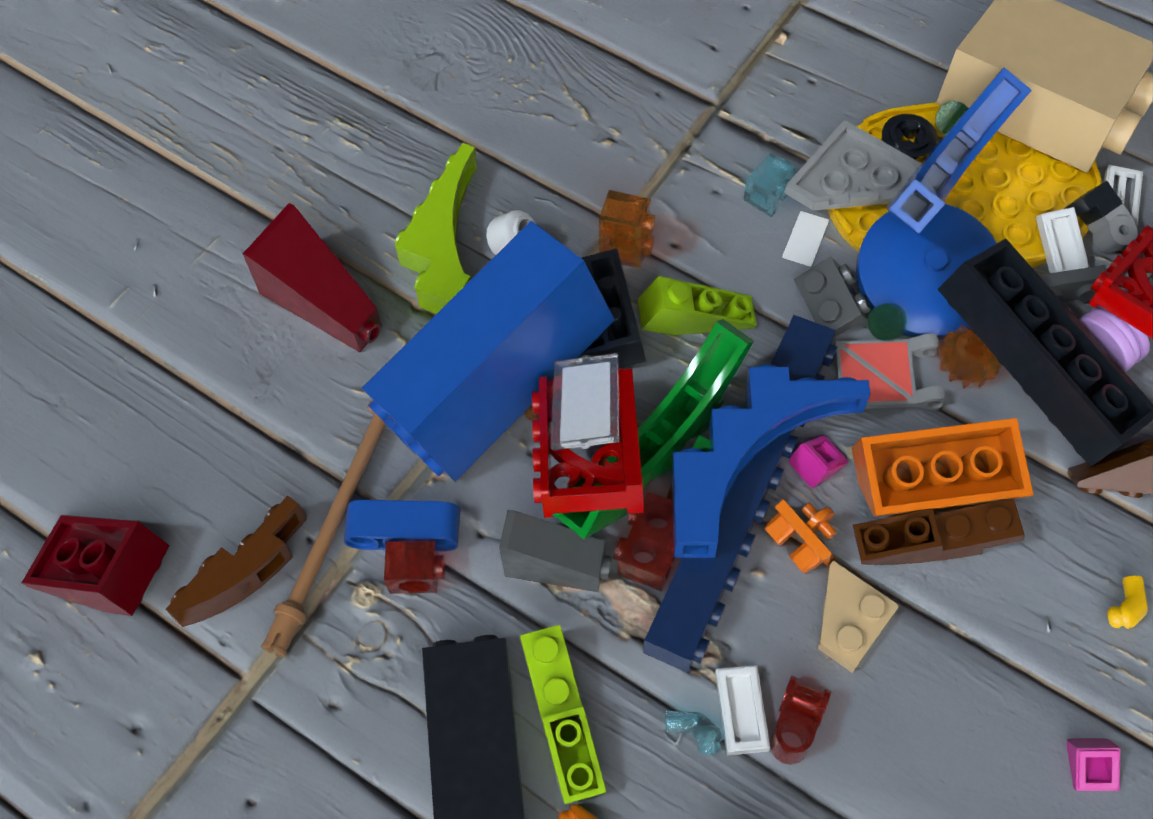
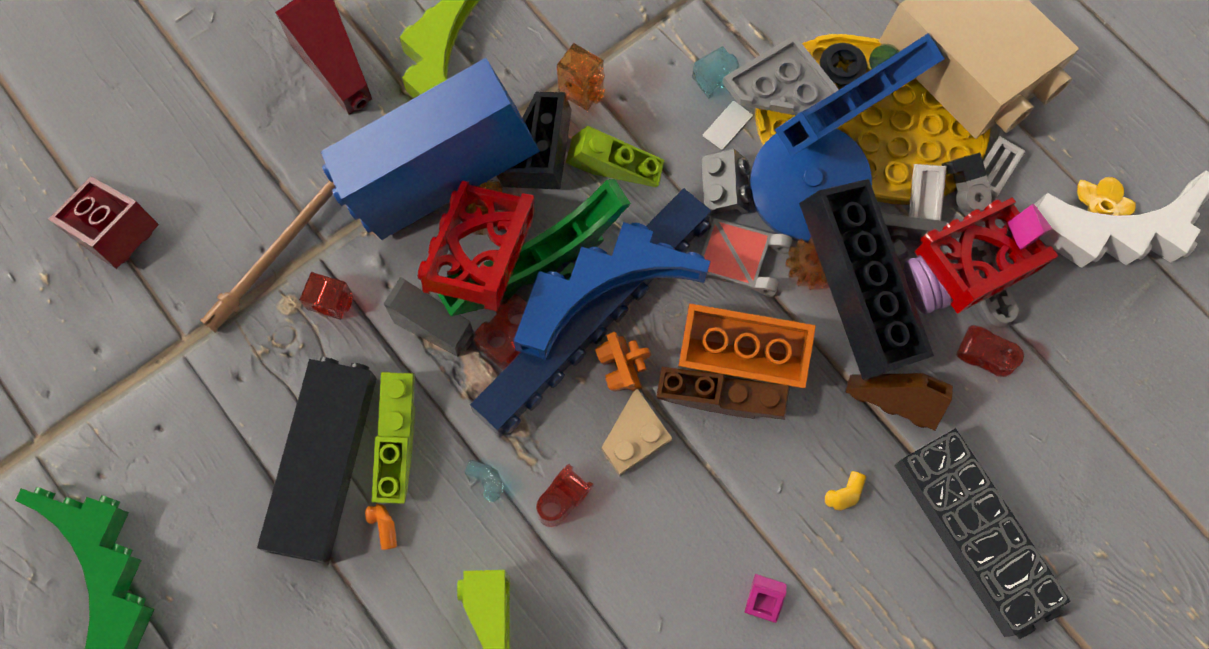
camera: 15 degrees right, 10 degrees up
(229, 579) = (195, 263): reddish brown slope -> none
(382, 521) = (331, 260): blue beam -> none
(505, 228) = (498, 52): white head -> none
(585, 402) = (486, 212): clear piece -> none
(742, 710) = (526, 476): white tile -> none
(817, 460) = (660, 308): dark pink slope -> none
(887, 321) = (757, 215): clear green tile -> none

